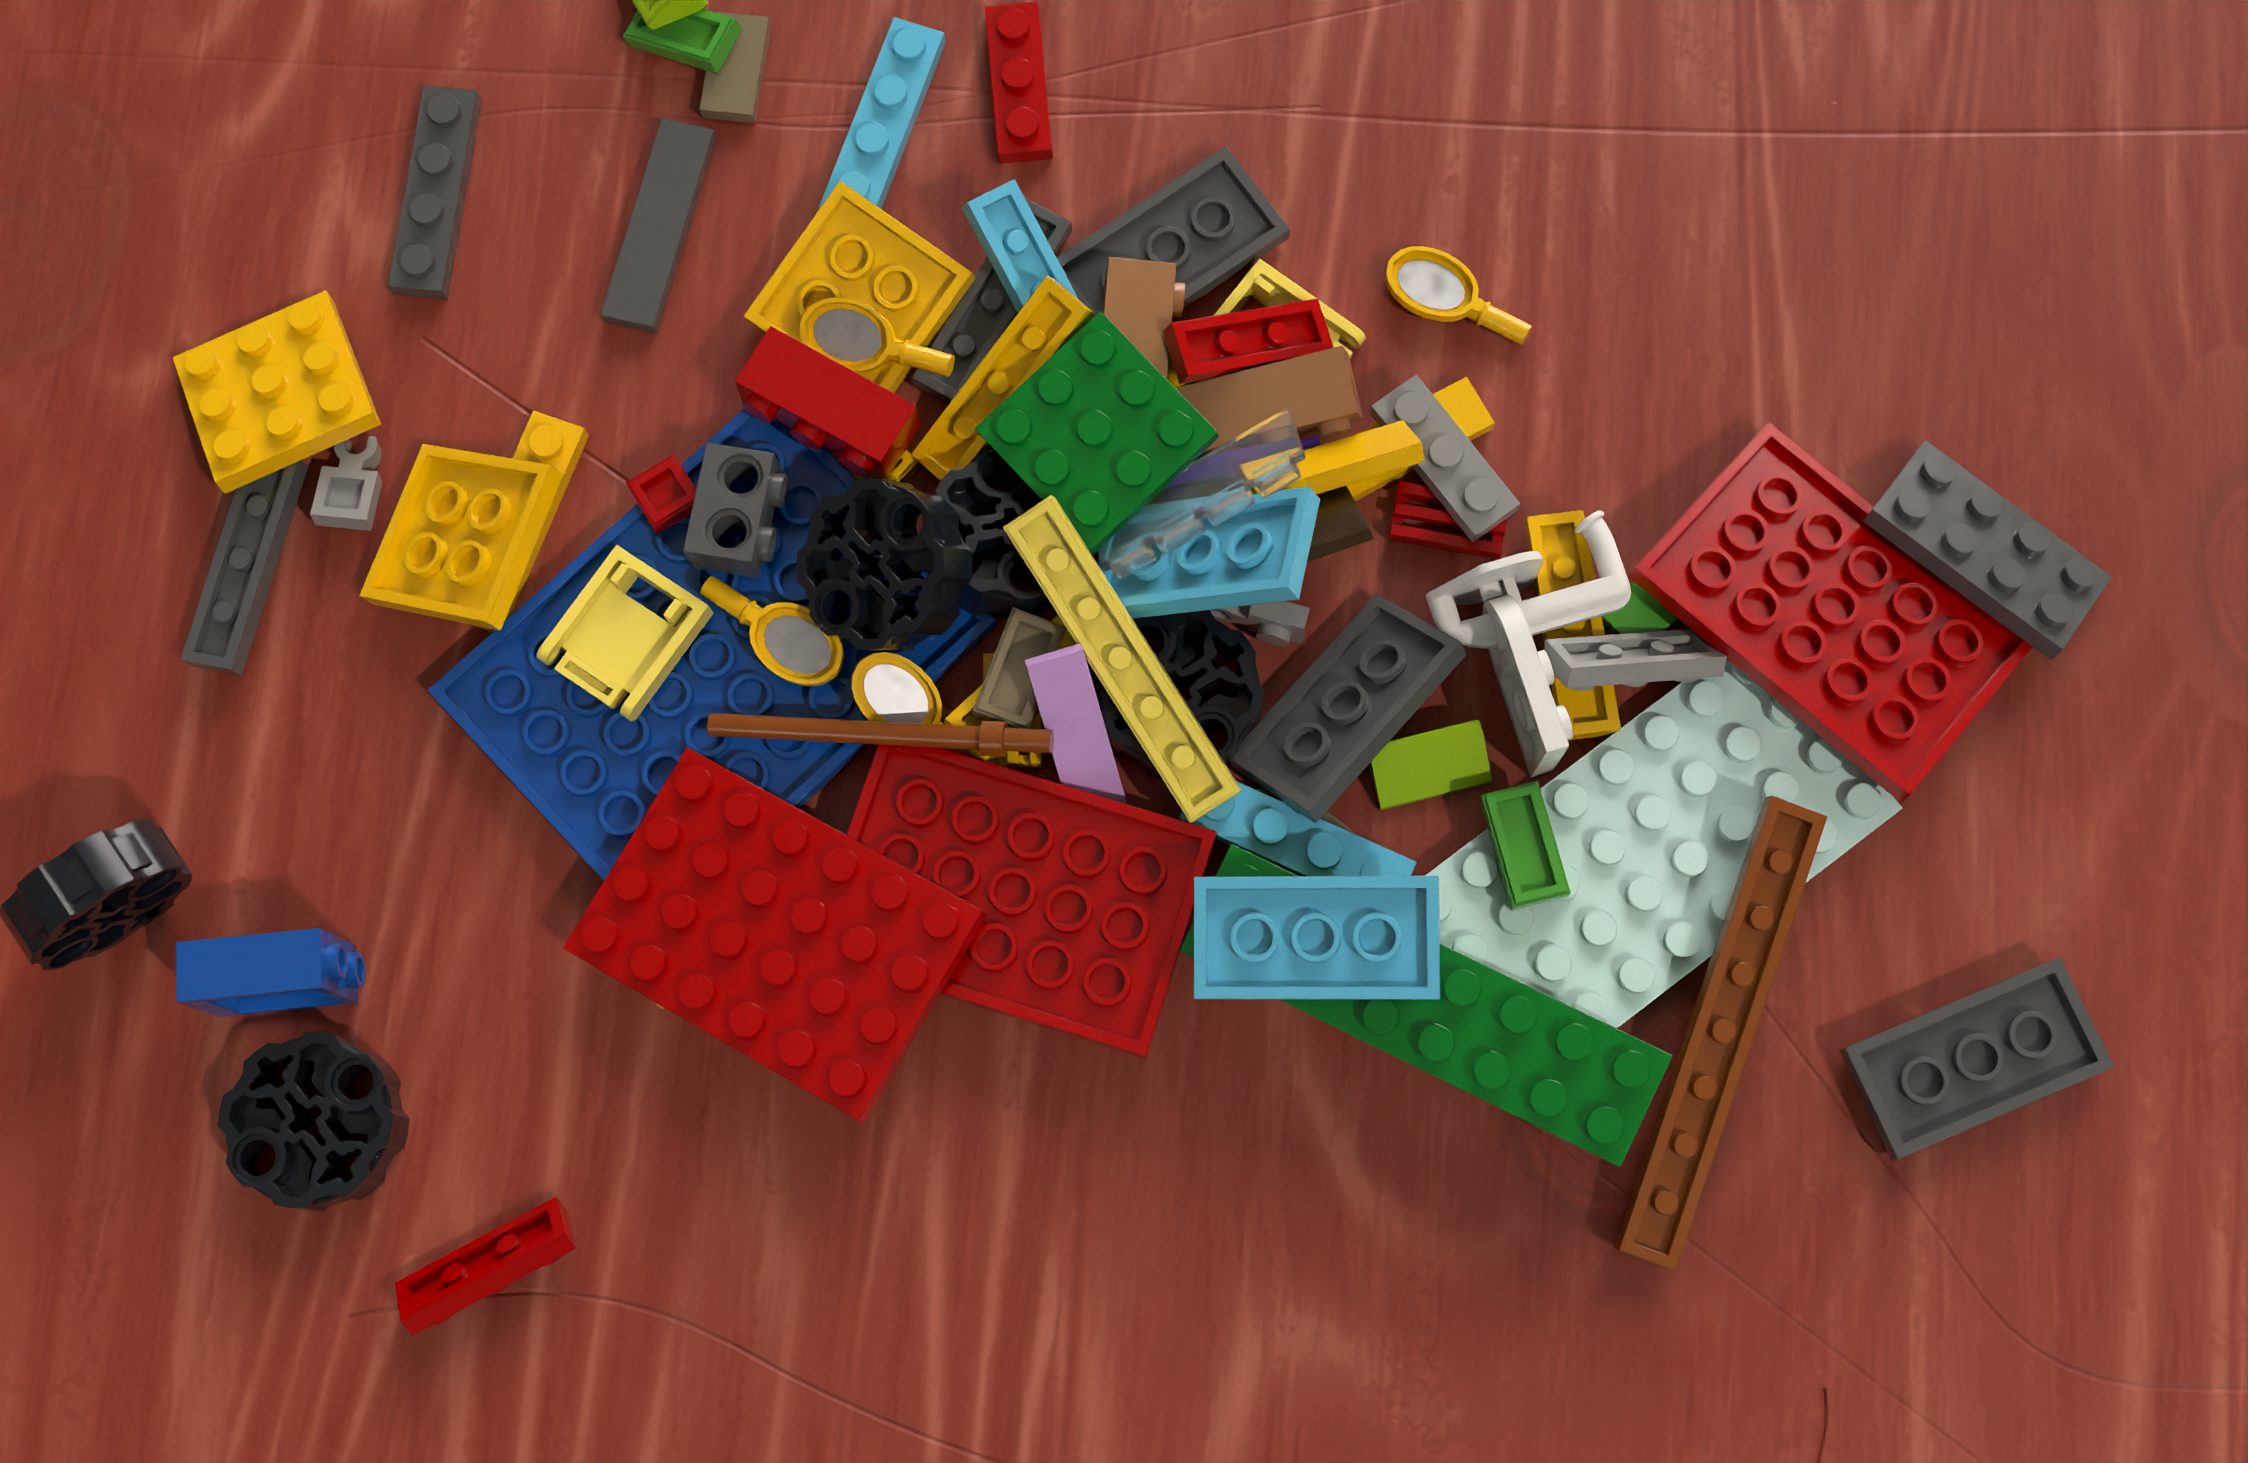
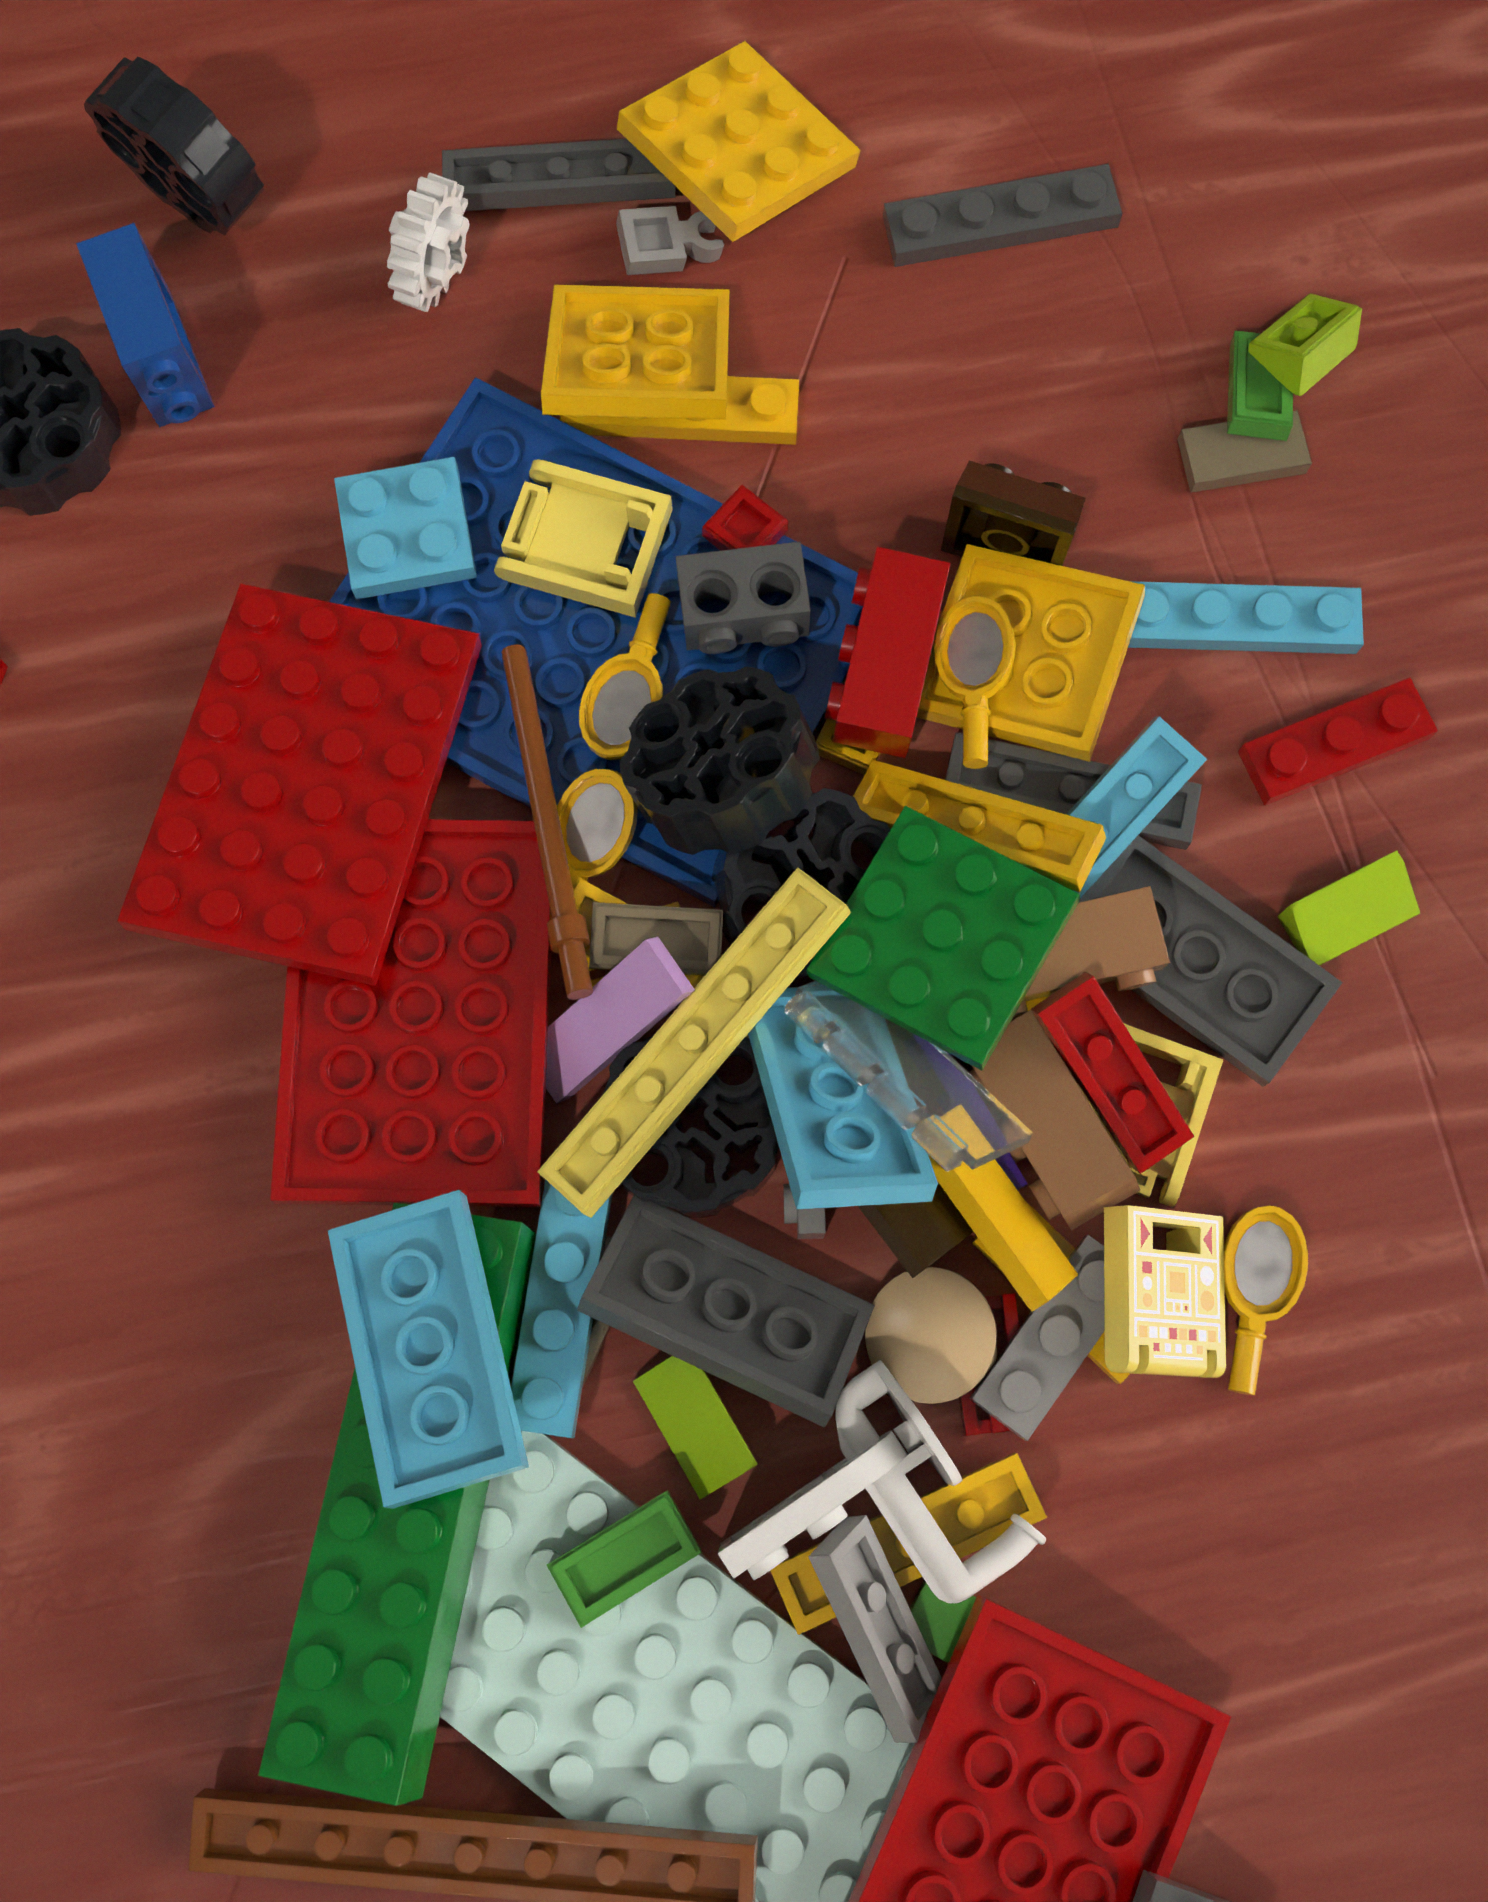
camera: 70 degrees right, 0 degrees up
(282, 690) = (428, 242): none -> white gear
(557, 788) = (405, 528): none -> medium azure plate
(658, 226) = (1043, 433): dark grey tile -> none
(734, 268) = (1011, 514): none -> dark brown slope
(1166, 120) = (1351, 910): none -> lime slope
(1413, 552) = (932, 1334): none -> tan dish
(1434, 363) = (1164, 1304): none -> light yellow container

